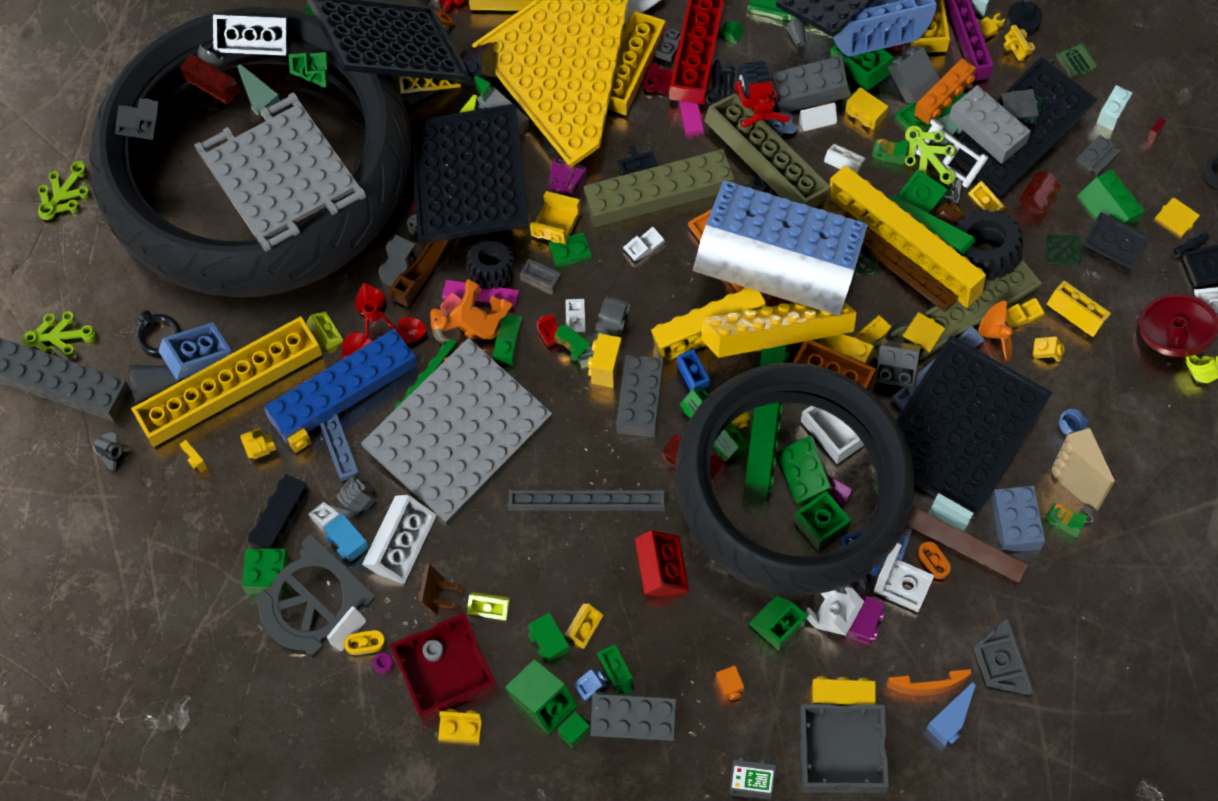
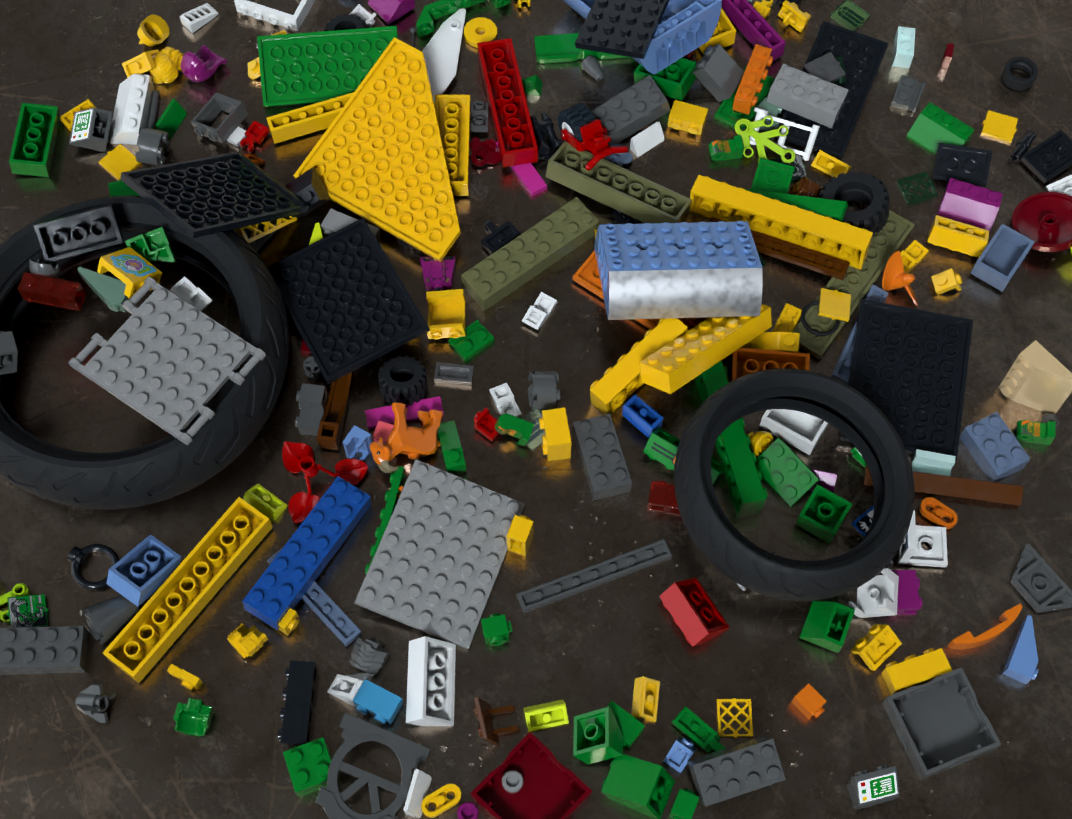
camera: 25 degrees left, 0 degrees up
(86, 351) = (27, 611): none -> piece
(184, 491) = (193, 717): none -> green hair
(281, 80) = (129, 268): none -> yellow panel
(326, 122) = (188, 292): none -> white slope
(422, 304) = (357, 441): none -> medium blue hinge
(476, 514) = (496, 629): none -> green brick
(483, 88) = (323, 212): green slope -> none
(521, 639) = (597, 736): none -> green slope
(533, 438) = (520, 534): none -> yellow brick
(643, 667) = (726, 710): none -> yellow window
(793, 433) = (760, 441): none -> yellow brick
(817, 657) = (876, 645): none -> yellow bracket
(839, 157) = (686, 170): white slope -> none
(897, 363) = (826, 341): dark grey slope -> none
(1040, 192) = (876, 143): clear red brick -> none
(1072, 421) = (1000, 342): medium blue hair -> none
(1106, 283) = (970, 204): none -> magenta slope
(1113, 343) = (1002, 257): none -> sand blue piece

